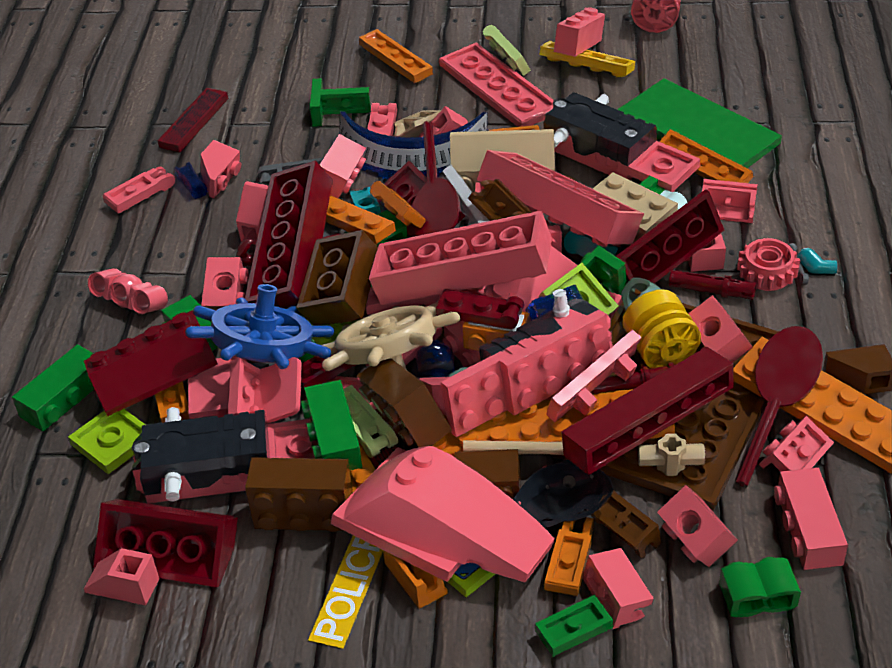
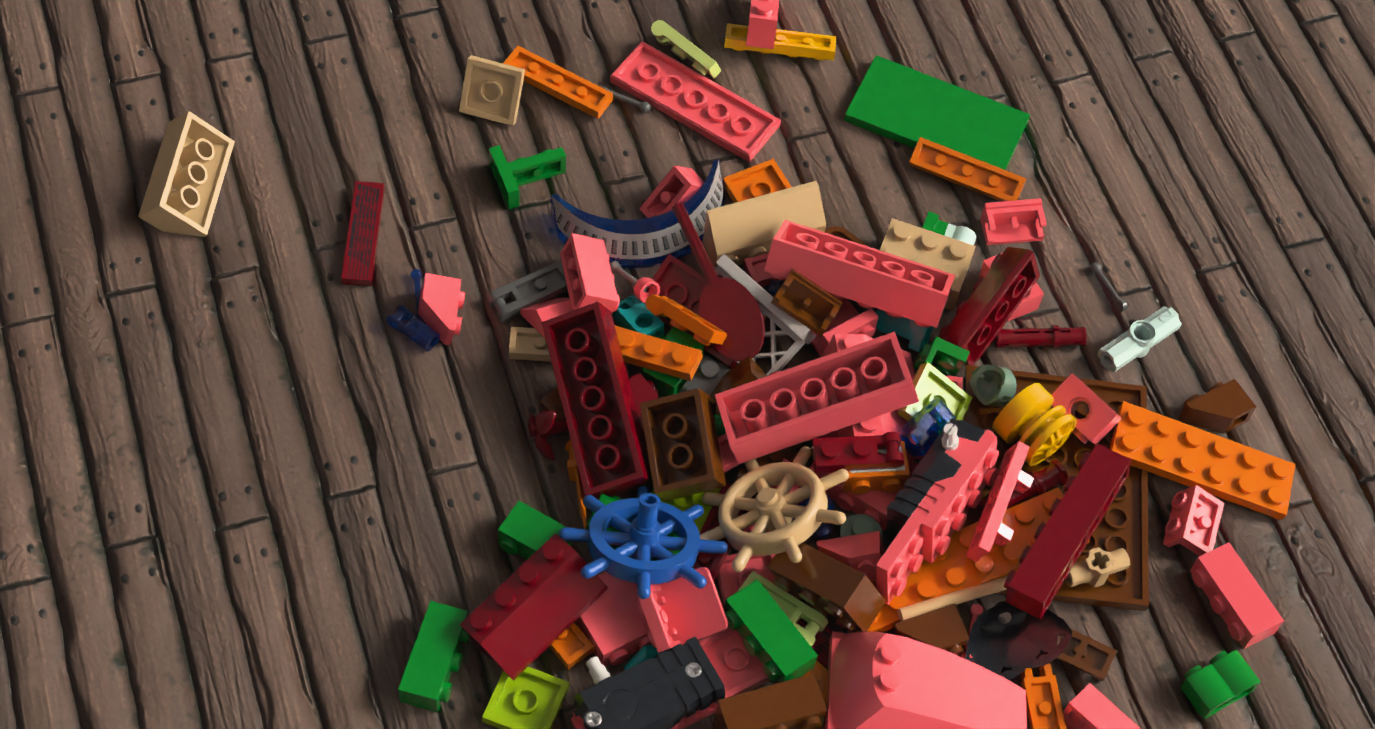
camera: 30 degrees left, 15 degrees up
(90, 64) = (187, 177): none -> tan slope
(127, 291) = (449, 511): coral piece -> none
(138, 189) = (359, 359): coral hinge -> none
(223, 273) = (547, 497): coral brick -> none
(251, 210) = (530, 368): coral slope -> none
(337, 47) = (491, 90): none -> tan tile
(377, 176) = (641, 284): none -> coral hinge
(382, 118) = (591, 193): coral plate -> none
(413, 125) = (633, 182): tan slope -> none
(454, 81) = (644, 106): none -> dark grey hinge
(615, 142) = (871, 171): piece -> none
(710, 538) = (1164, 645): coral brick -> none
(768, 263) = (1087, 284): coral gear -> none
(783, 377) = (1166, 449): dark red piece -> none
(806, 302) = (1128, 346): none -> light aqua piece
(815, 264) = (1125, 283): teal arm -> none

